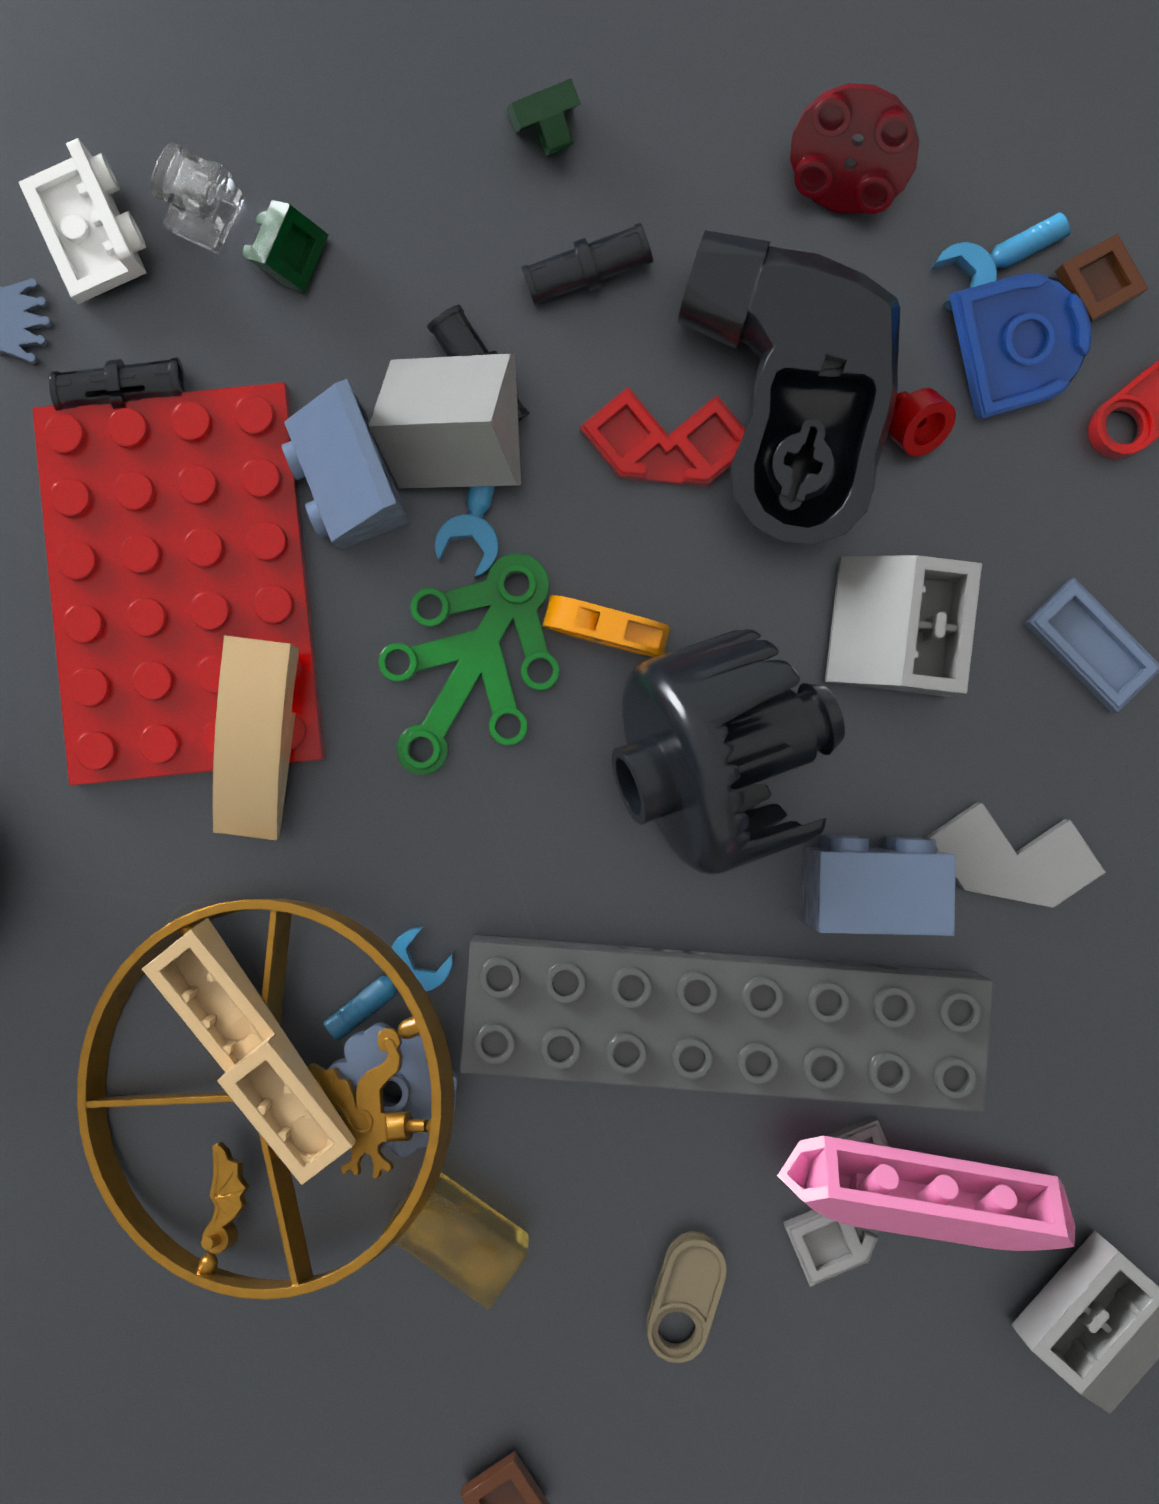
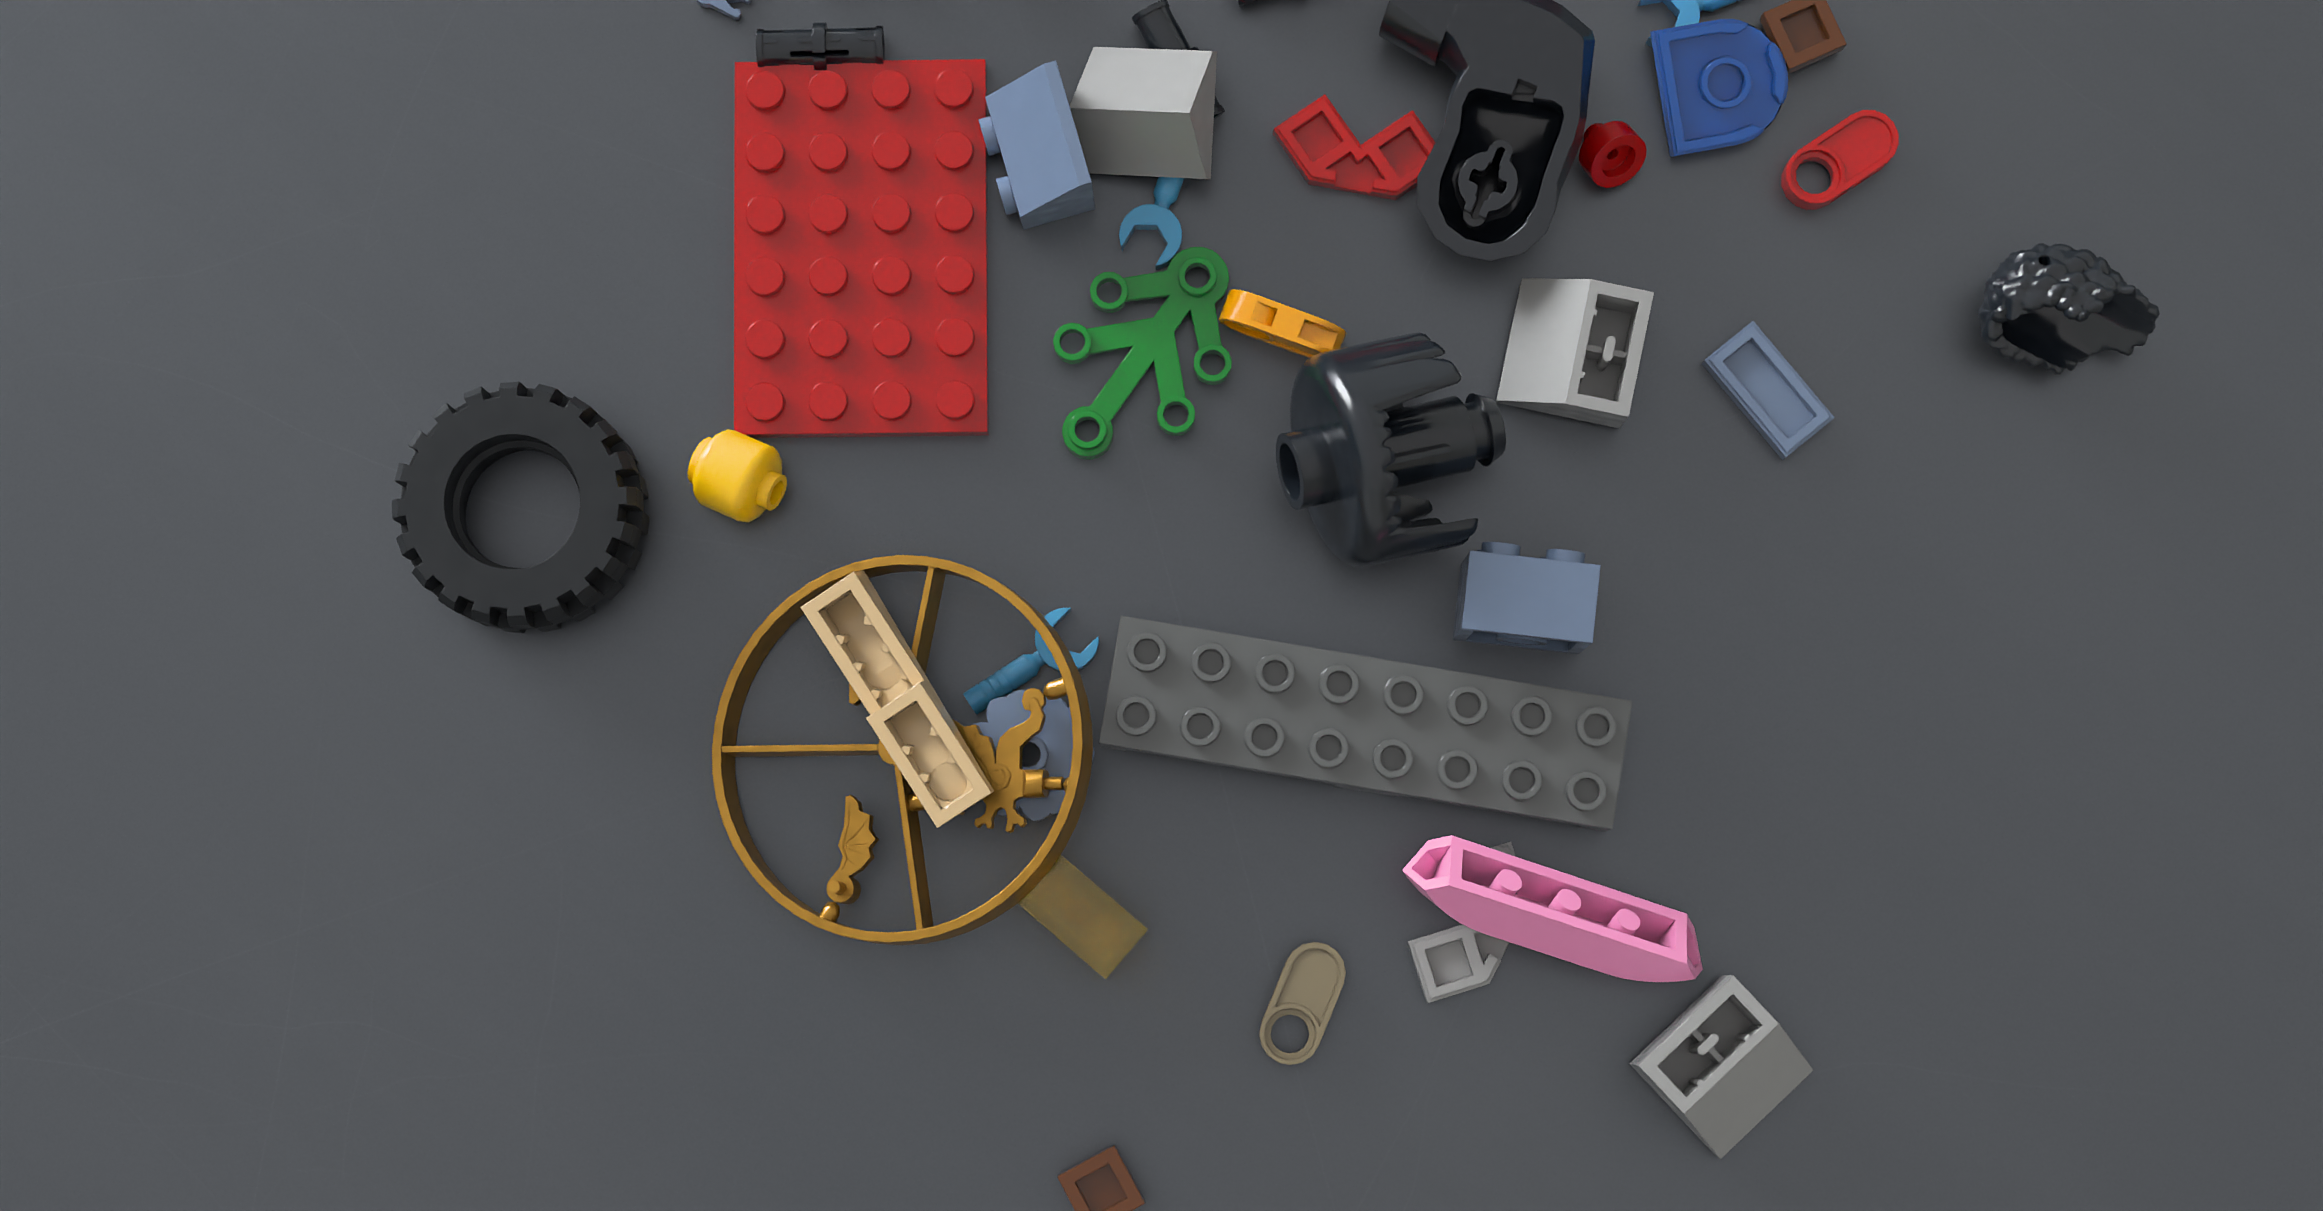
camera: 10 degrees right, 5 degrees down
(74, 828) = (737, 475): none -> yellow head
(253, 736) = (926, 398): tan slope -> none
(1037, 873) = (1692, 613): light grey tile -> none

